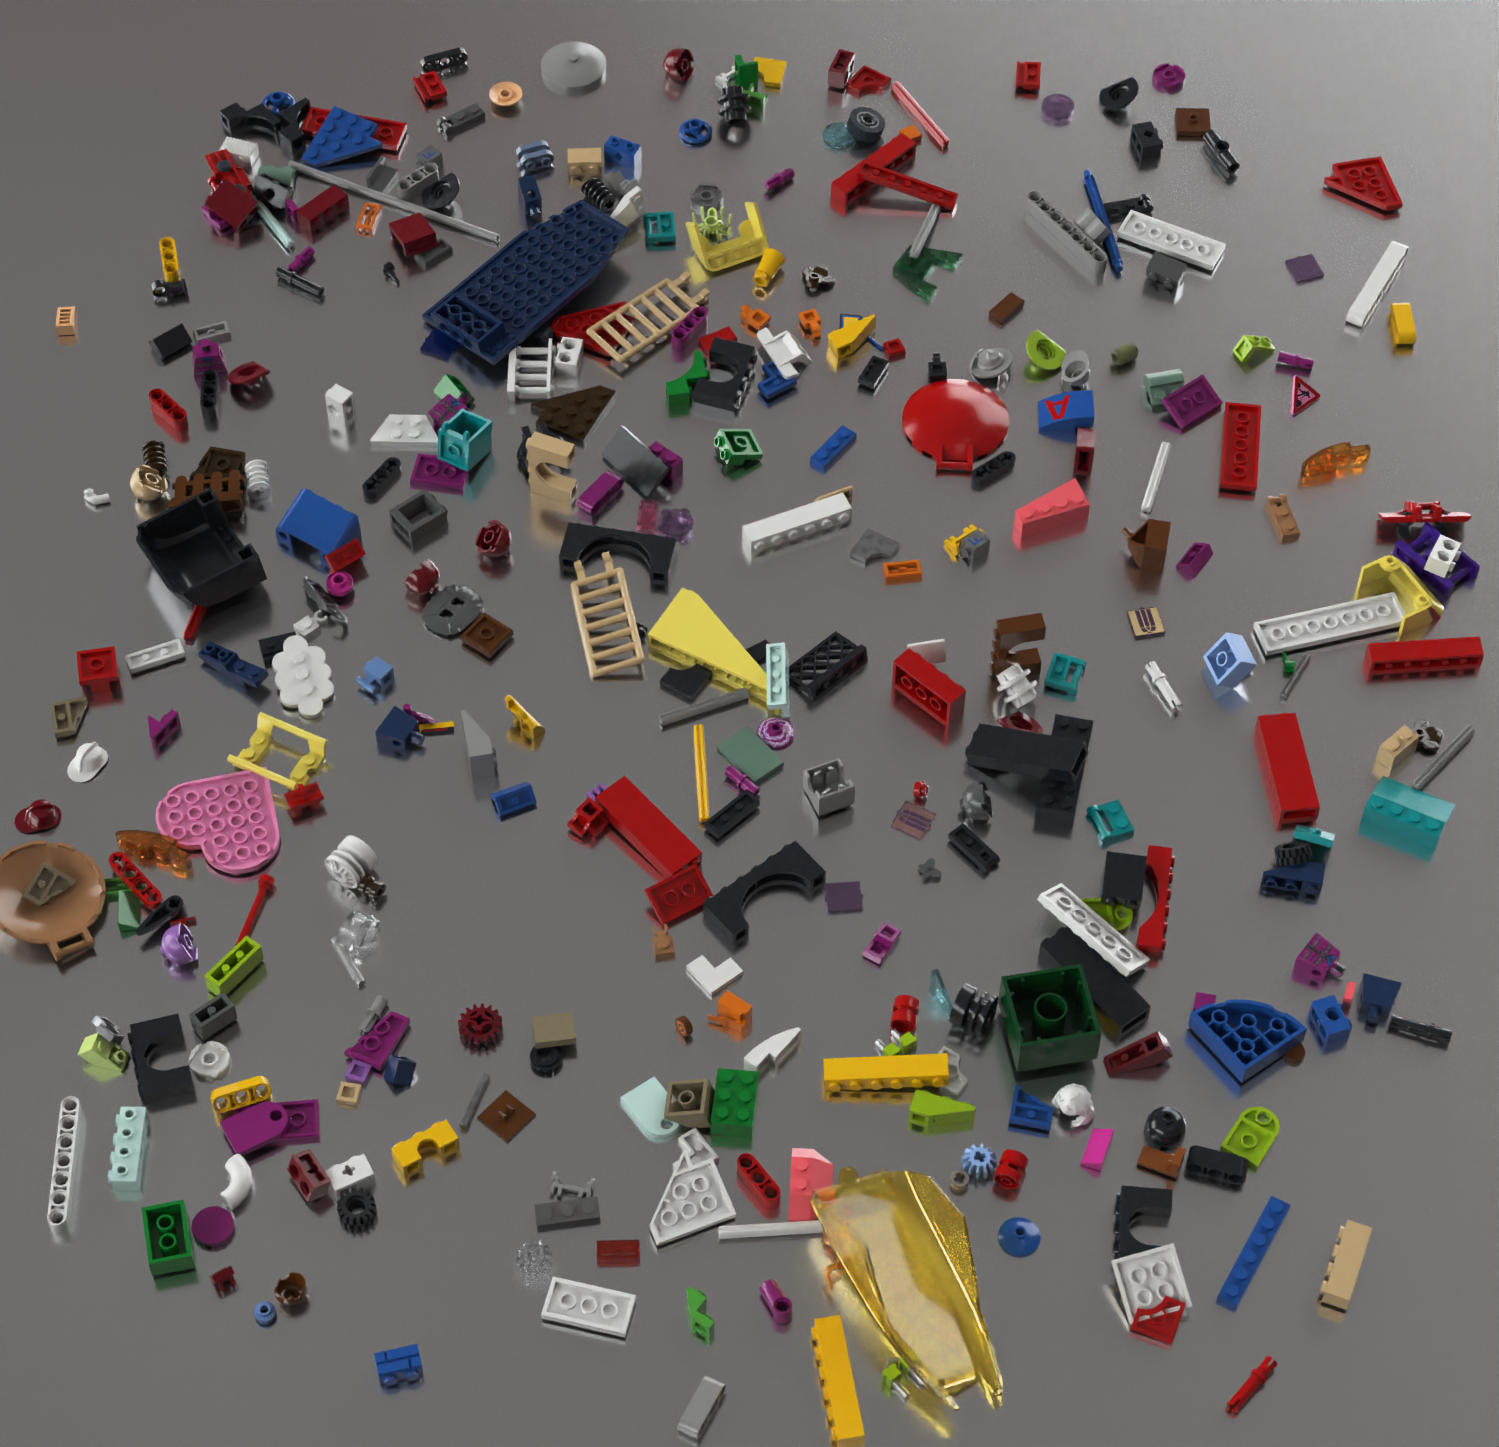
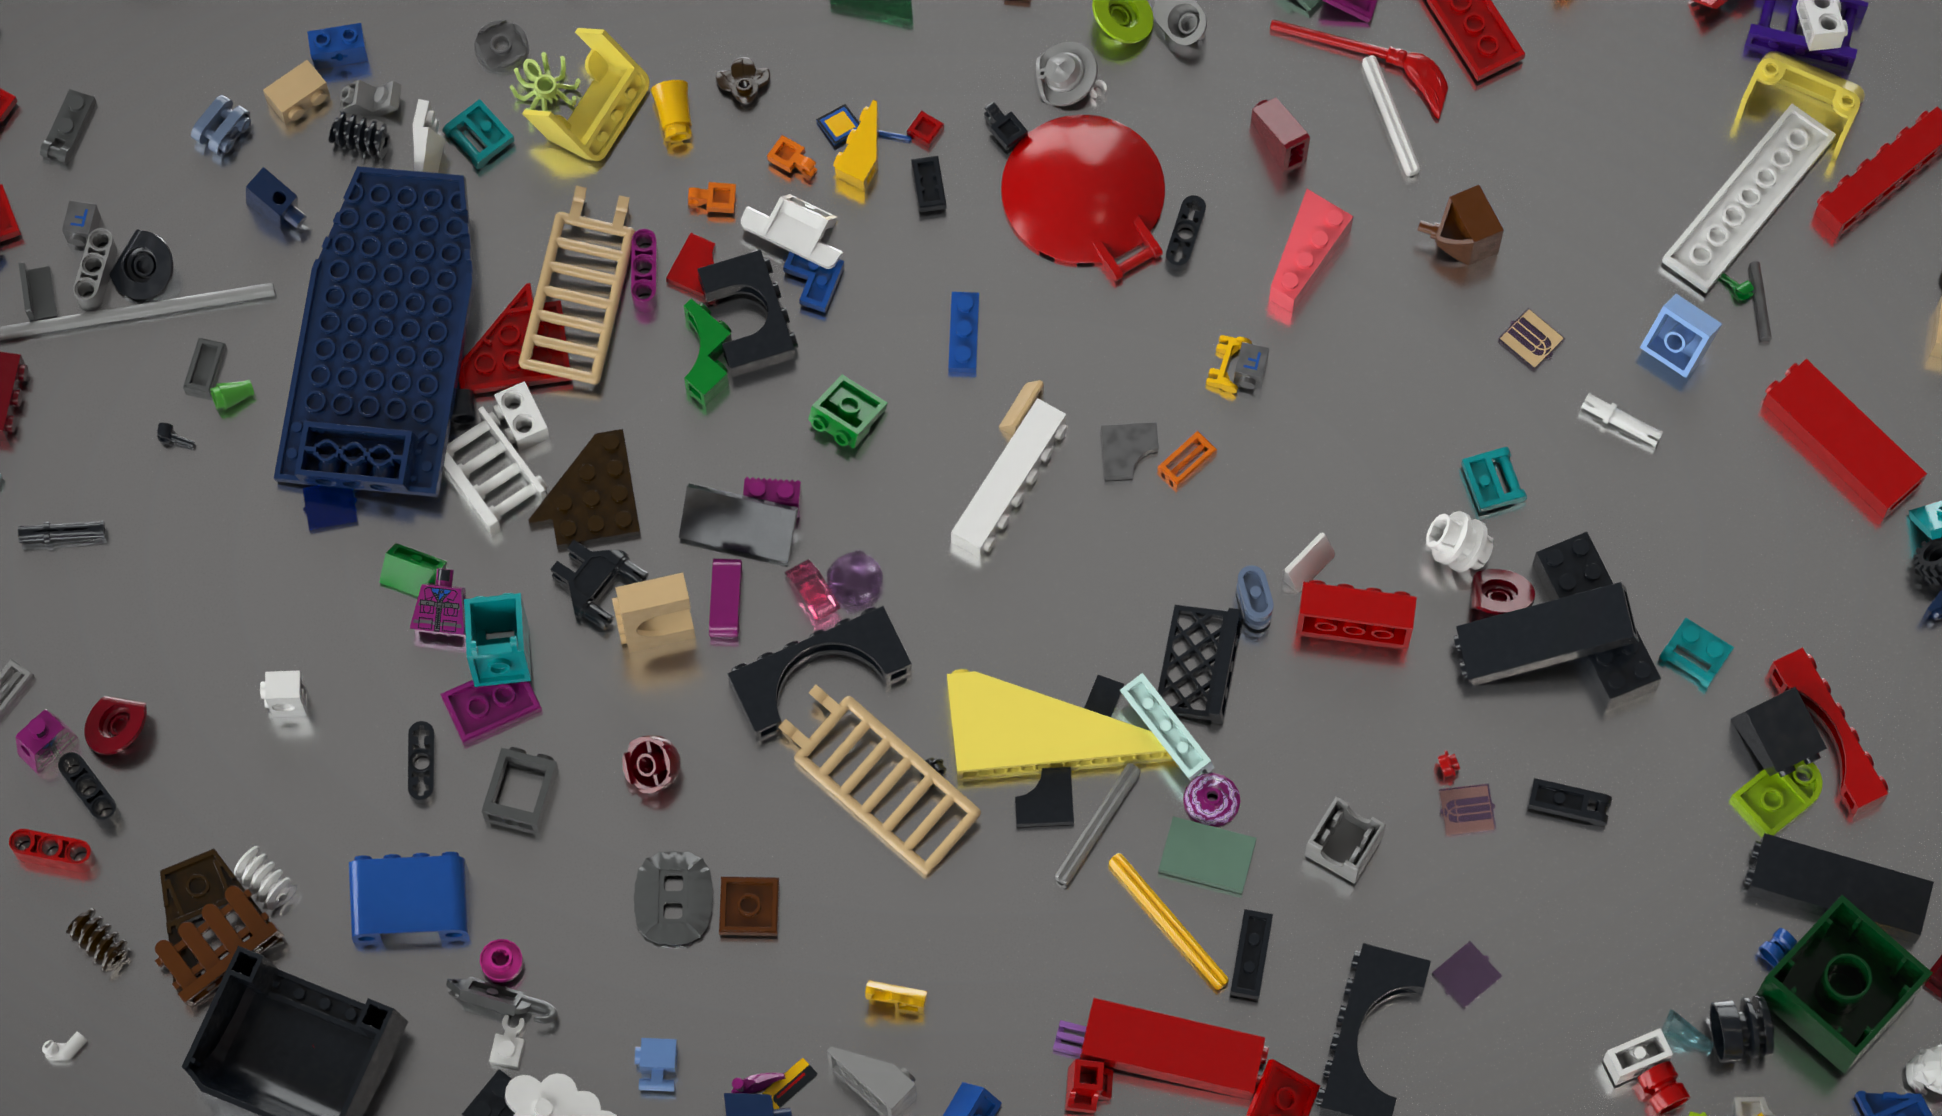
camera: 35 degrees left, 15 degrees up
(147, 483) = (125, 984): tan cylinder -> none
(301, 259) = (34, 496): magenta axle -> none
(344, 555) = (480, 918): red panel -> none
(366, 226) = (76, 387): orange tile -> none
(405, 432) = (396, 670): white wing -> none
(413, 234) = (161, 358): dark red panel -> none
(424, 579) = (608, 881): dark red cylinder -> none
(433, 268) = (231, 393): none -> bright green cone
(505, 93) = (98, 39): light nougat dish -> none
(741, 780) = (1227, 899): magenta pin -> none
(880, 648) = (1254, 597): none -> sand blue brick
(882, 943) = (1560, 1007): magenta slope -> none
(901, 984) = (1637, 1056): none -> white brick
(928, 870) = (1539, 869): dark grey piece -> none
(976, 802) = (1529, 739): dark grey cylinder -> none
(1013, 632) = (1431, 490): reddish brown arch -> none
(1066, 411) = (1214, 89): blue slope -> none
(1093, 929) = (1797, 824): white plate -> none
(1191, 463) = (1418, 67): none -> red piece
(1195, 558) = (1522, 206): magenta slope -> none
(1283, 517) = (1582, 76): medium nougat plate -> none

